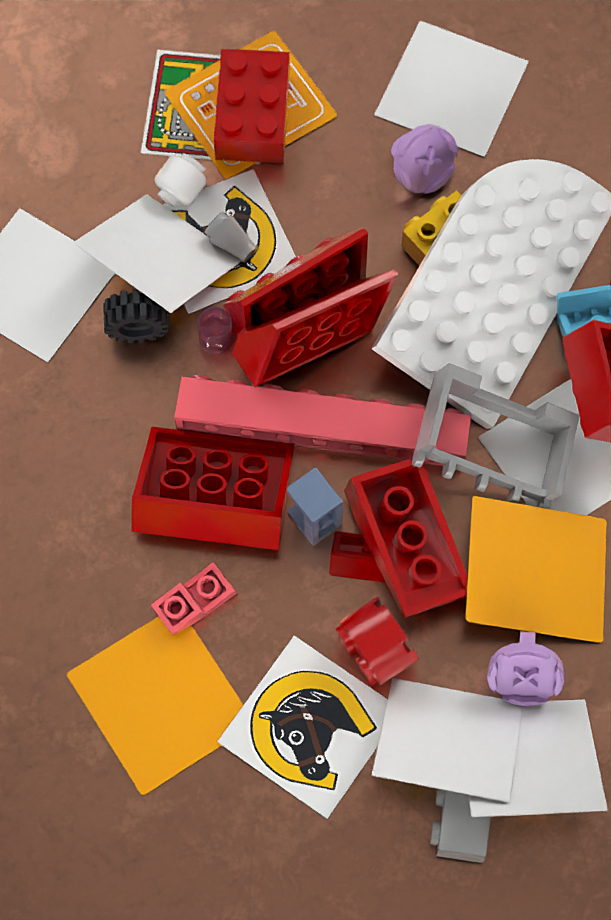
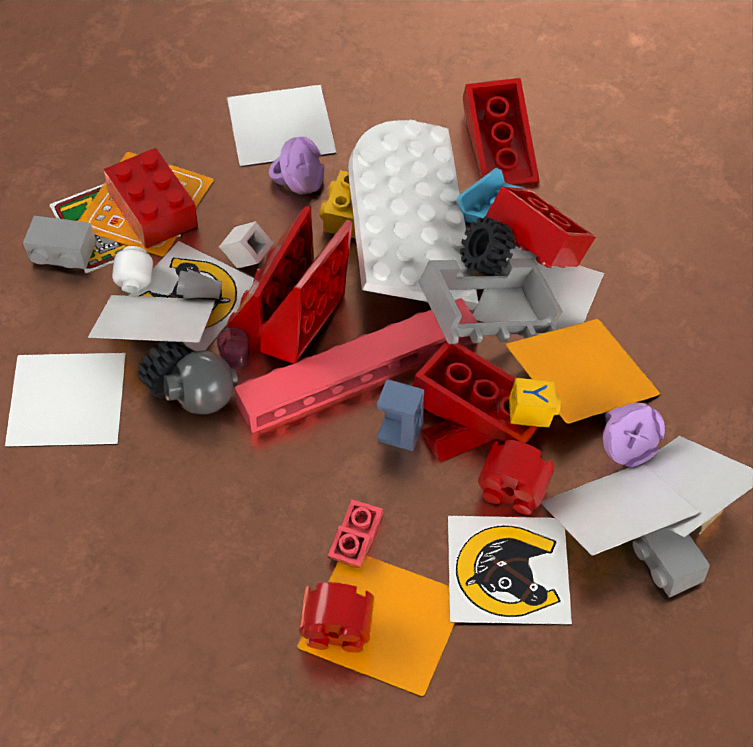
camera: 35 degrees left, 15 degrees down
(109, 672) = (336, 616): none -> red brick
(129, 107) = (59, 242): none -> light grey brick
(154, 352) = (201, 382): none -> dark grey brick
(212, 488) = (313, 452): red slope -> none
(306, 220) = (246, 245): none -> white brick
(443, 582) = (533, 402): none -> yellow brick
(537, 374) = (491, 234): none -> black tyre

